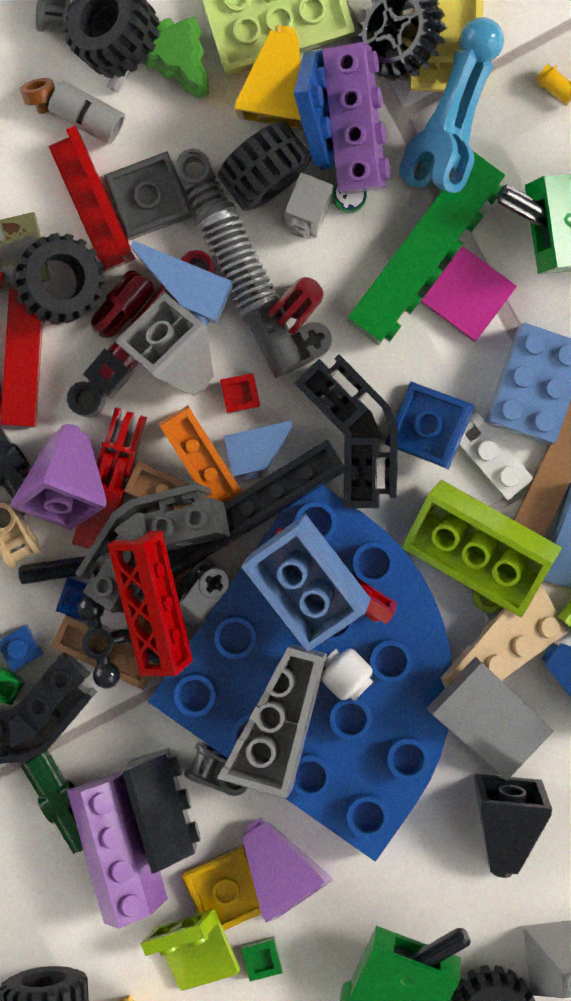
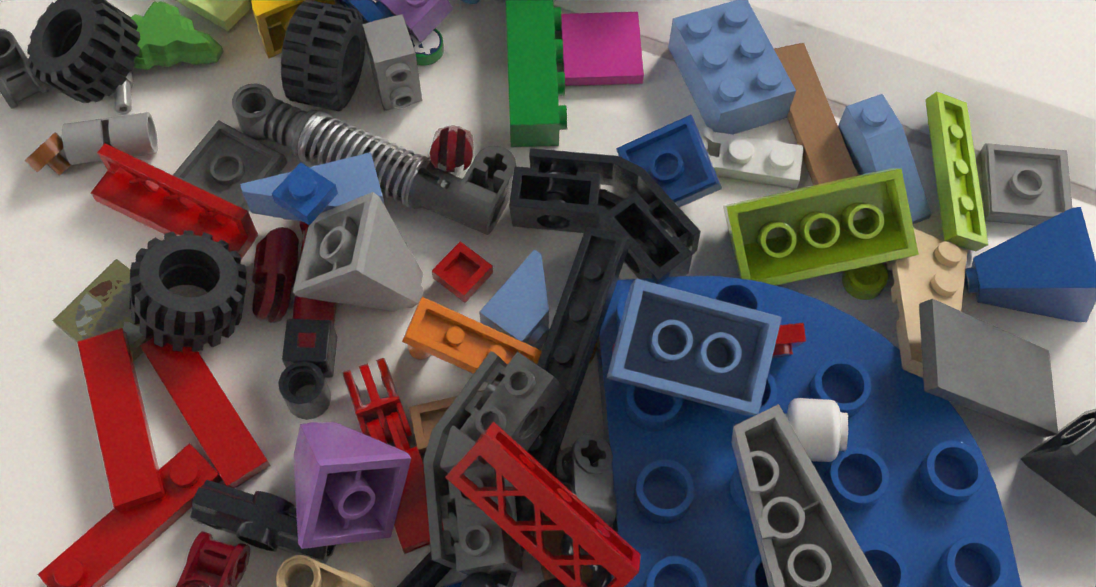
camera: 40 degrees left, 25 degrees down
(166, 282) = (305, 193): none -> blue plate

